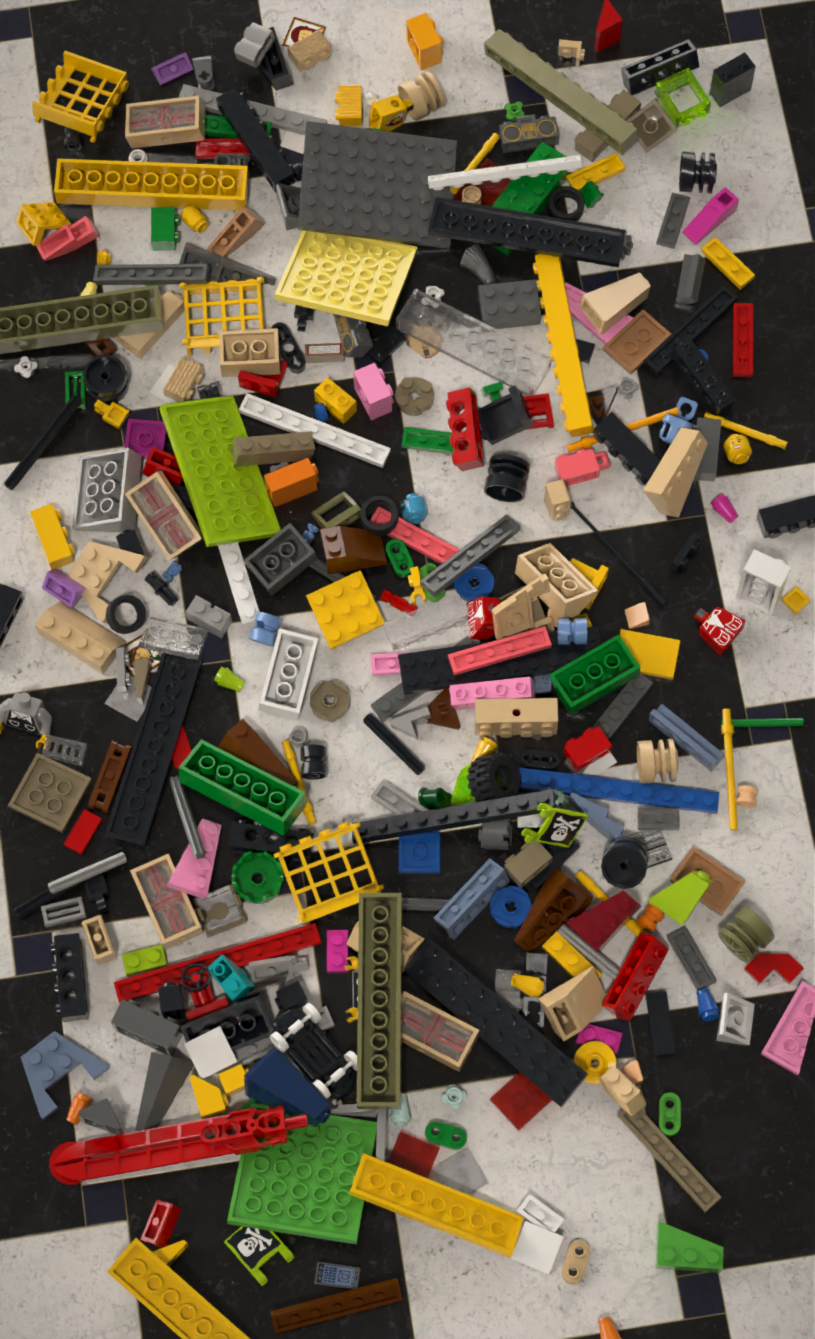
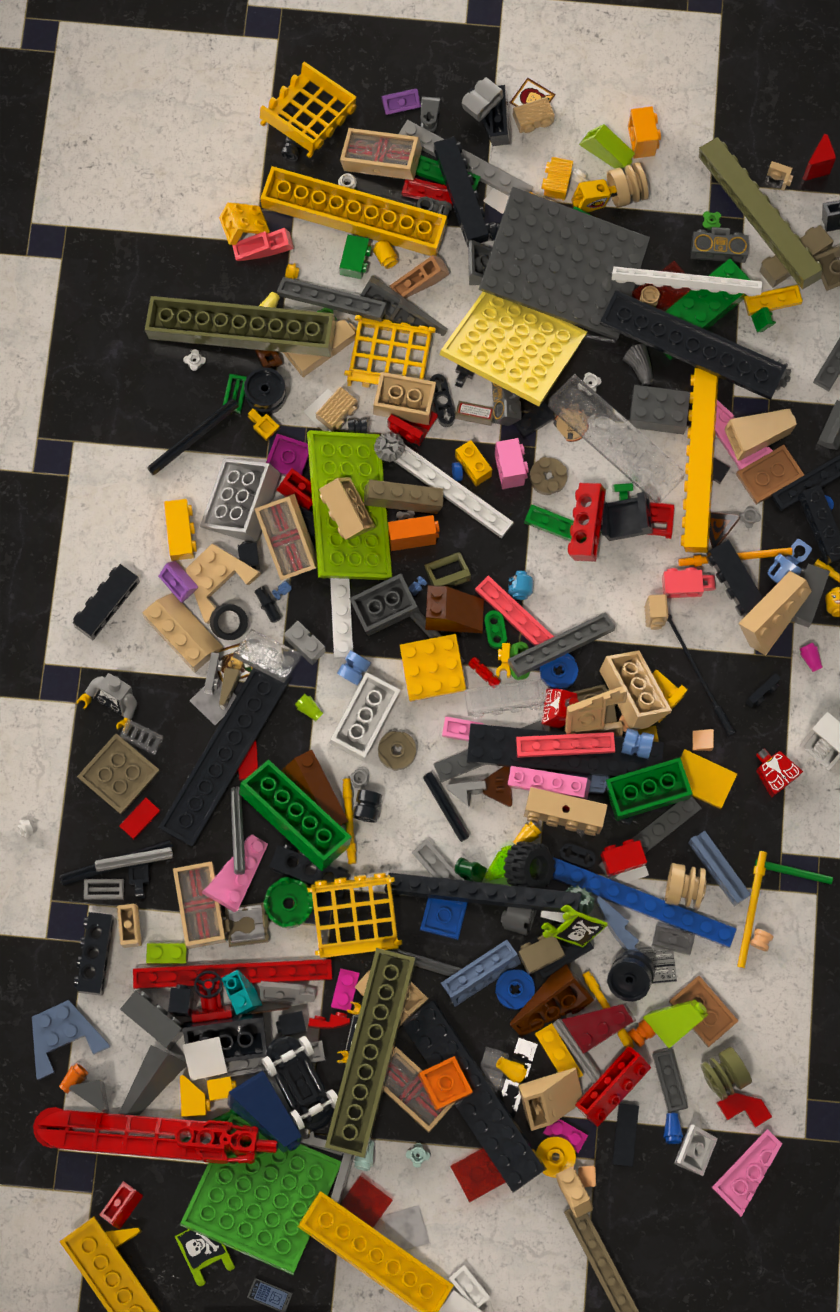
camera: 10 degrees right, 5 degrees up
(110, 776) = (177, 772): reddish brown plate -> none
(218, 472) = (346, 508): none -> tan slope
(246, 412) = (386, 454): none -> light grey gear
(336, 983) = (336, 1021): none -> red slope
(379, 501) = (486, 599): black tyre -> none
(391, 63) = (607, 147): none -> lime slope
(444, 1138) = (401, 1189): green plate -> none
(463, 1013) = (445, 1083): none -> orange plate
(487, 147) = (680, 247): yellow piece -> none
(507, 478) = (614, 578): black wheel -> none
(567, 192) = (741, 312): black tyre -> none
(670, 1115) = (612, 1223): bright green plate -> none

